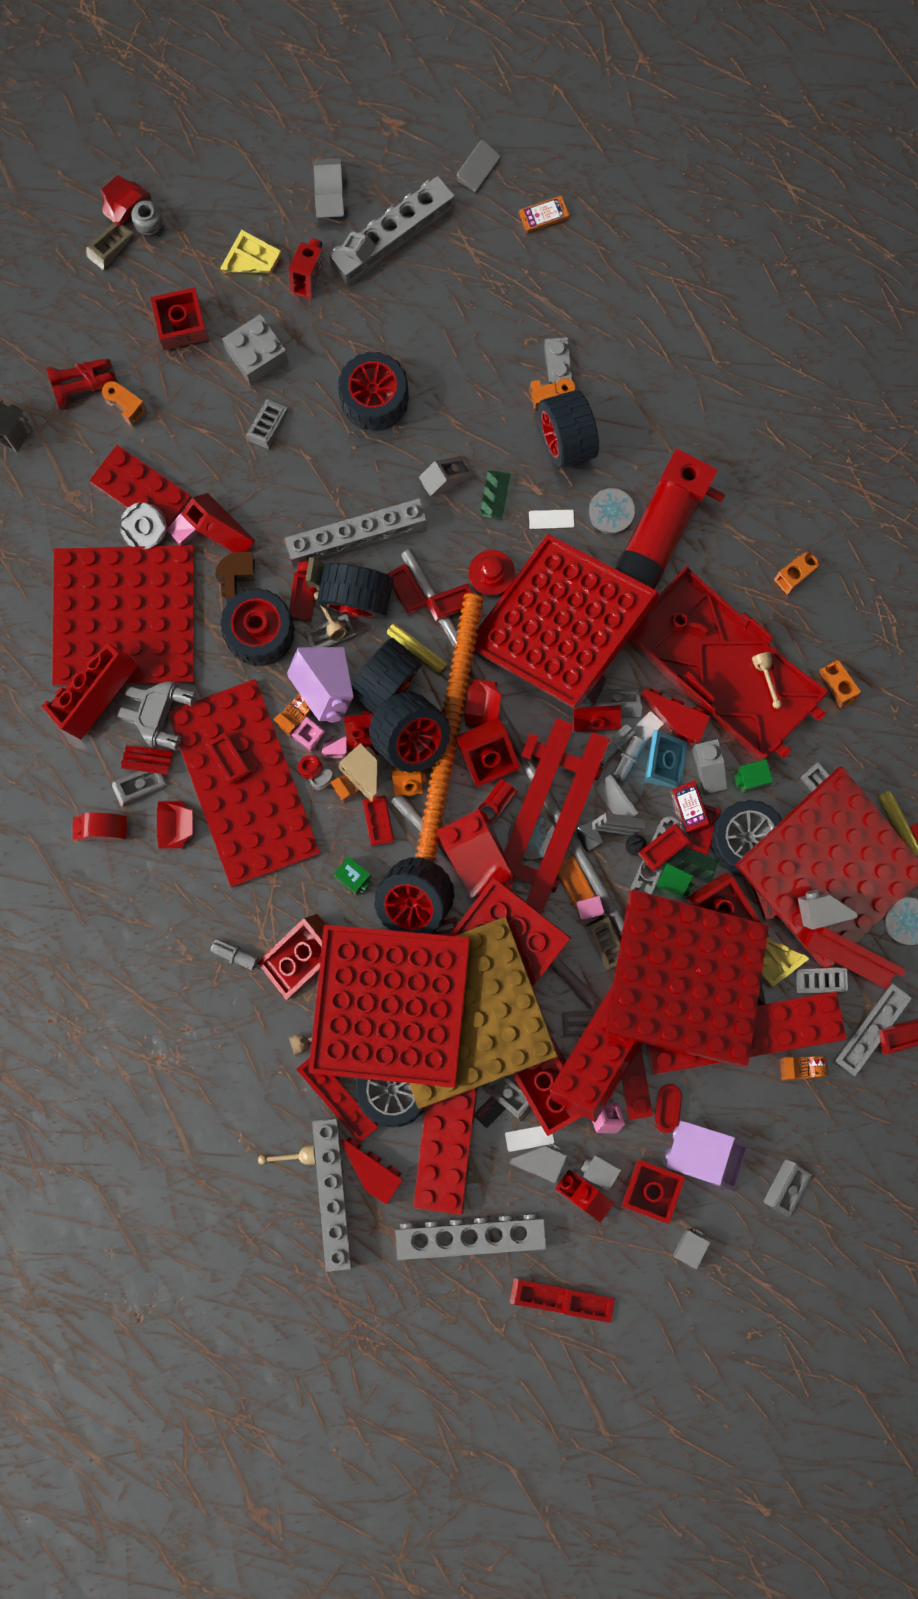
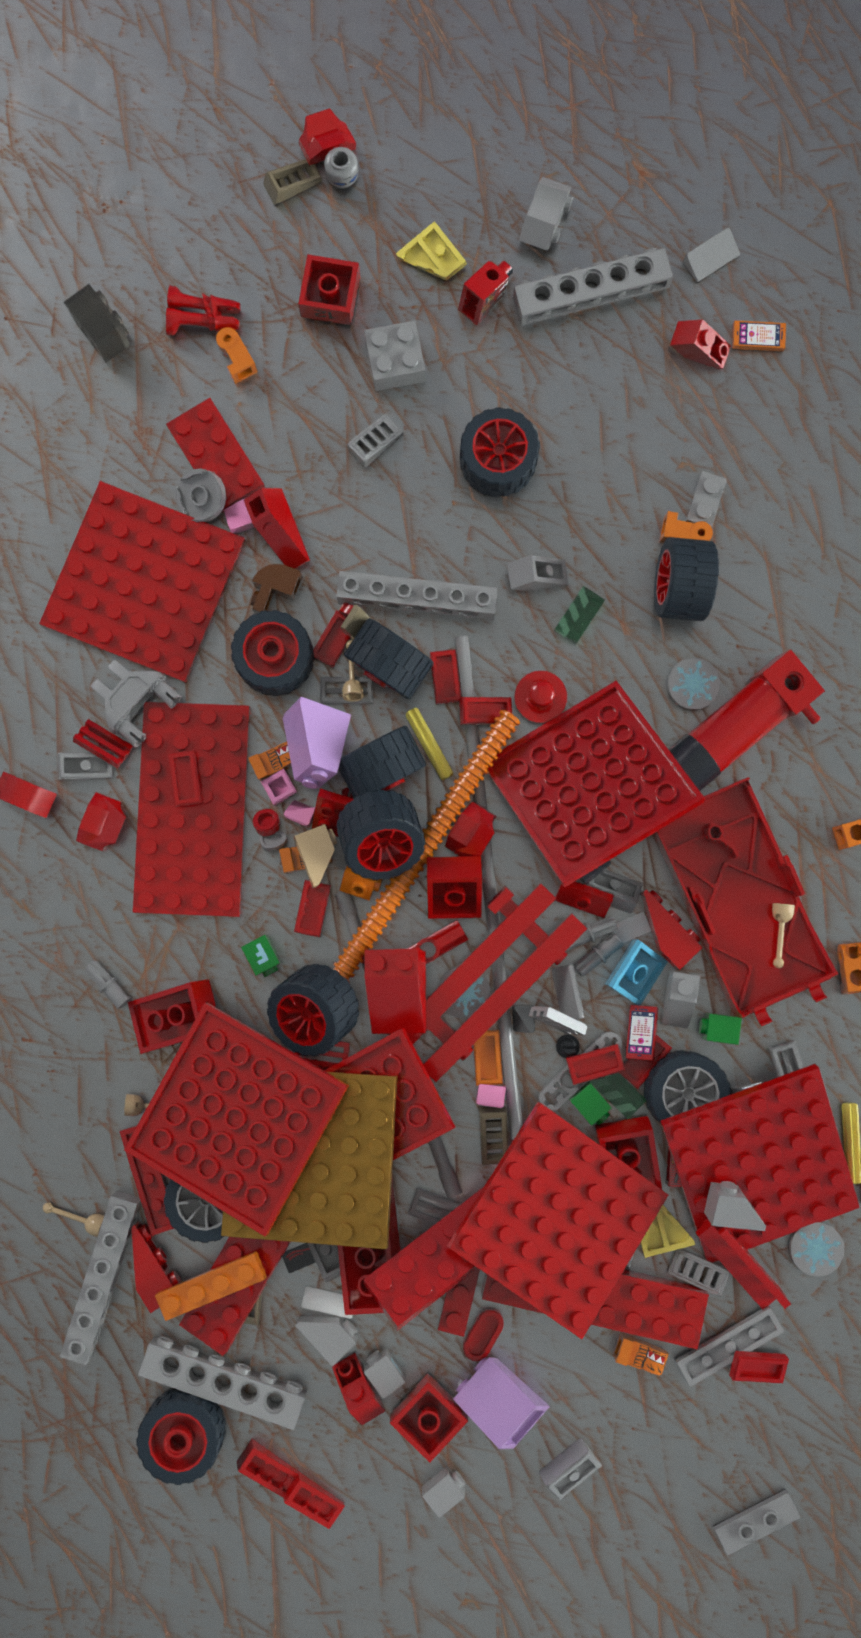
camera: 20 degrees right, 5 degrees up
(90, 691) = (72, 649): red wedge -> none
(358, 246) = (548, 290): light grey slope -> none
(426, 1157) = (211, 1286): none -> orange plate
(454, 1294) = (180, 1437): none -> wheel
(499, 239) = (700, 343): none -> red slope
(551, 519) = (627, 665): white sticker -> none
(610, 1119) = (421, 1324): bright pink slope -> none

